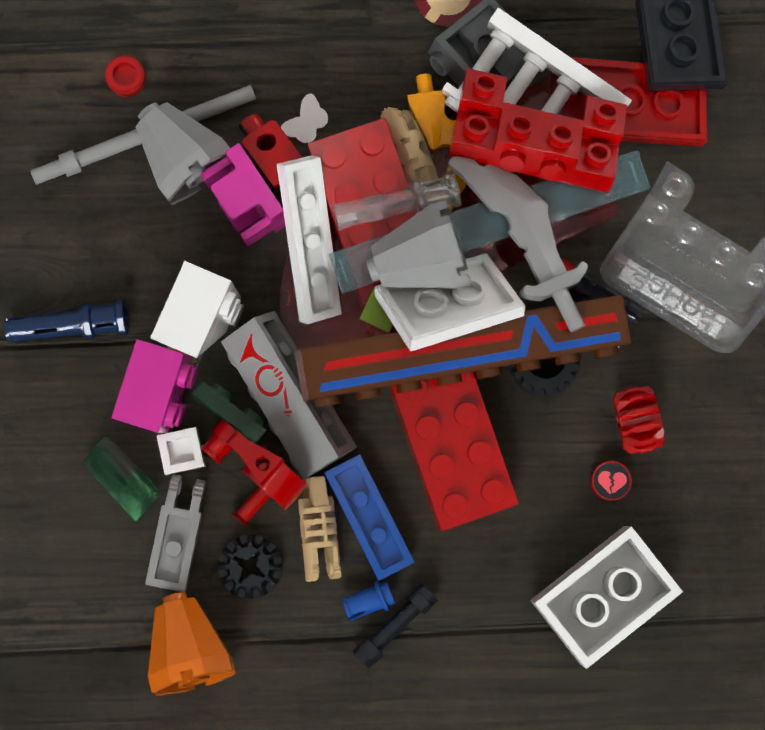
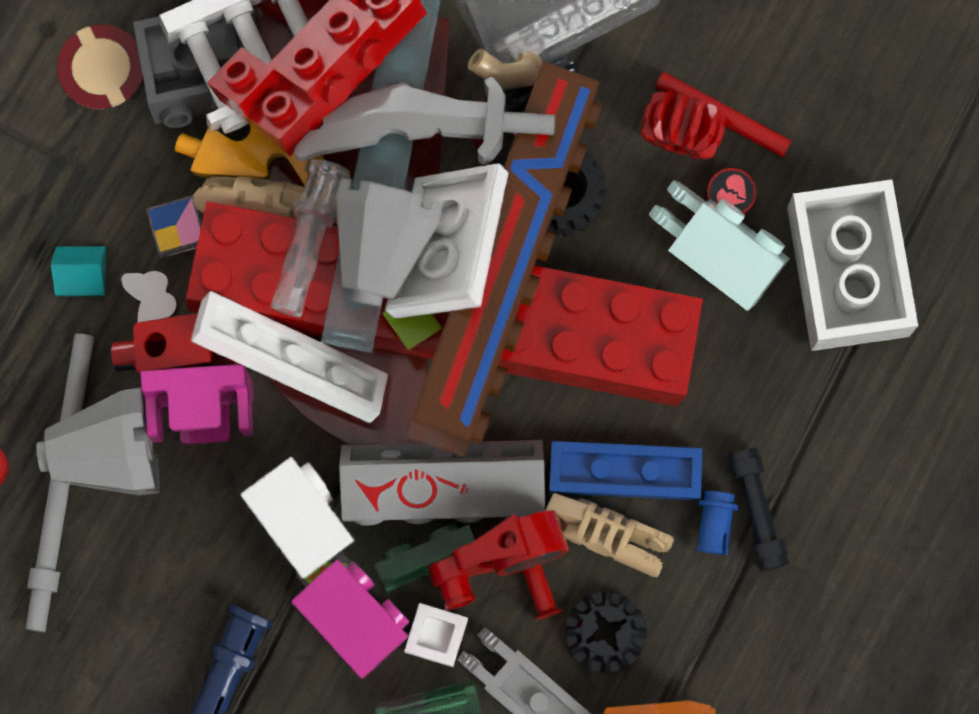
camera: 55 degrees left, 5 degrees down
(296, 61) = (79, 271): none -> teal slope
(362, 106) = (175, 226): none -> tile
(567, 496) = (722, 246): none -> light aqua hinge
(601, 273) = (508, 75): none -> tan arm
(666, 452) = (734, 120): none -> red bar

